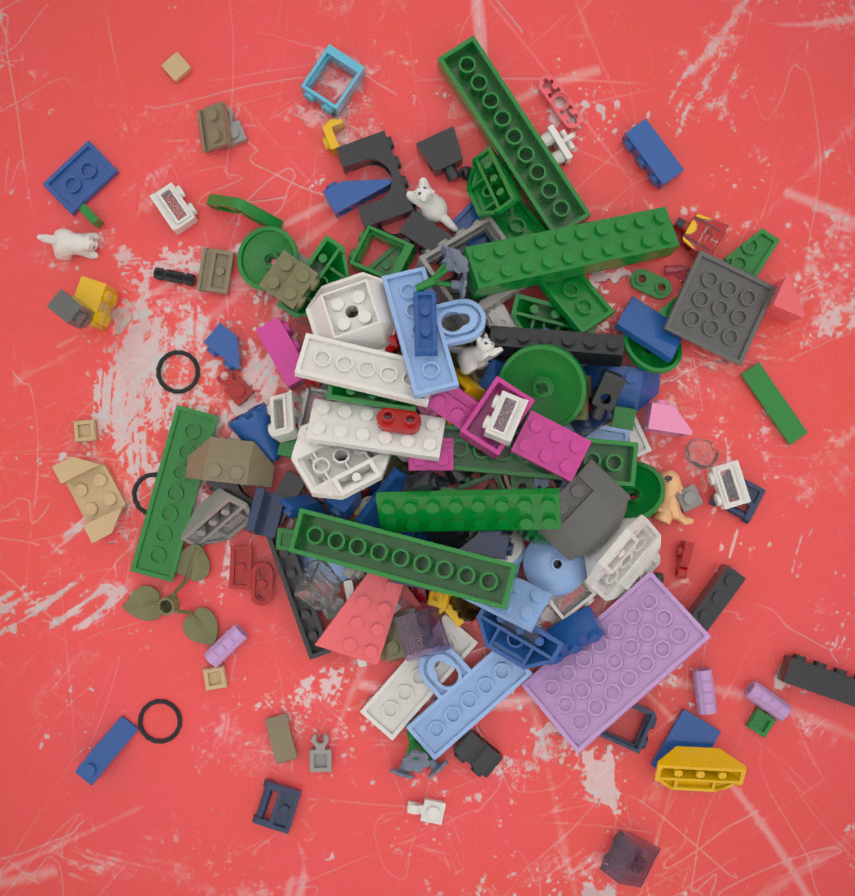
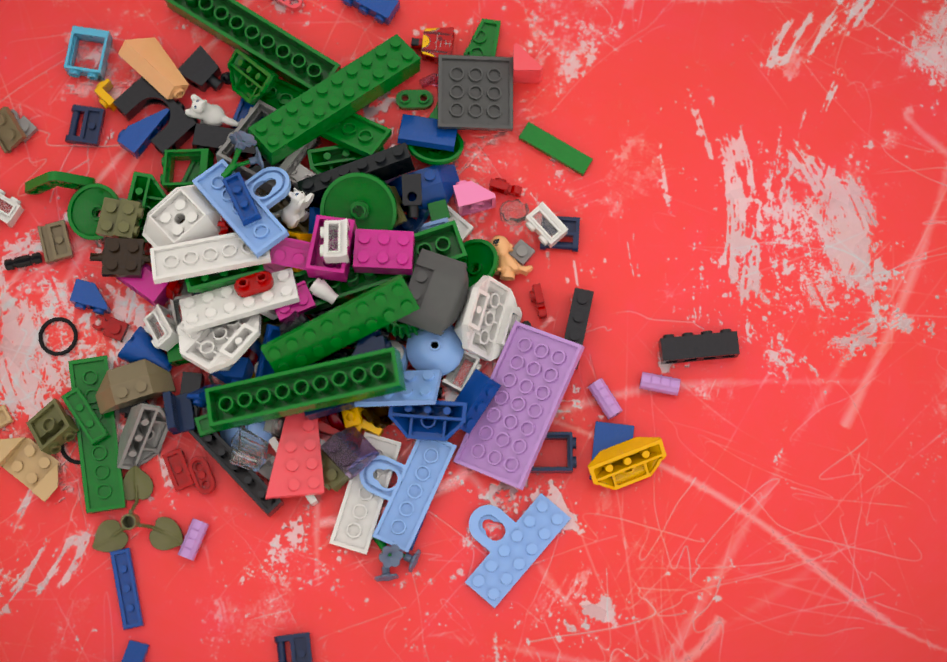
camera: 25 degrees left, 10 degrees down
(132, 467) = (52, 427): none -> olive plate
(140, 663) = (126, 588): none -> blue tile
(140, 720) = (147, 627): black piece -> none
(169, 470) = (85, 415): none -> green tile
(215, 677) = (196, 571): tan tile -> none
(274, 326) = (122, 257): none -> dark brown plate
(281, 738) = (273, 596): dark tan slope -> none
(302, 163) = (91, 125): none -> dark blue plate
(320, 756) = (313, 596): light grey plate -> none
(396, 128) = (155, 66): none -> light nougat slope
(430, 810) = (425, 600): white plate -> none
(467, 459) = (323, 291): none -> white cone
(478, 753) = (442, 533): black brick -> none
(545, 801) = (516, 550): none -> light blue plate
(562, 153) = (293, 23): white hips -> none
(629, 859) = (607, 562): slope -> none
(699, 419) = (501, 186): none -> red plate
(760, 722) = (663, 404): green tile -> none

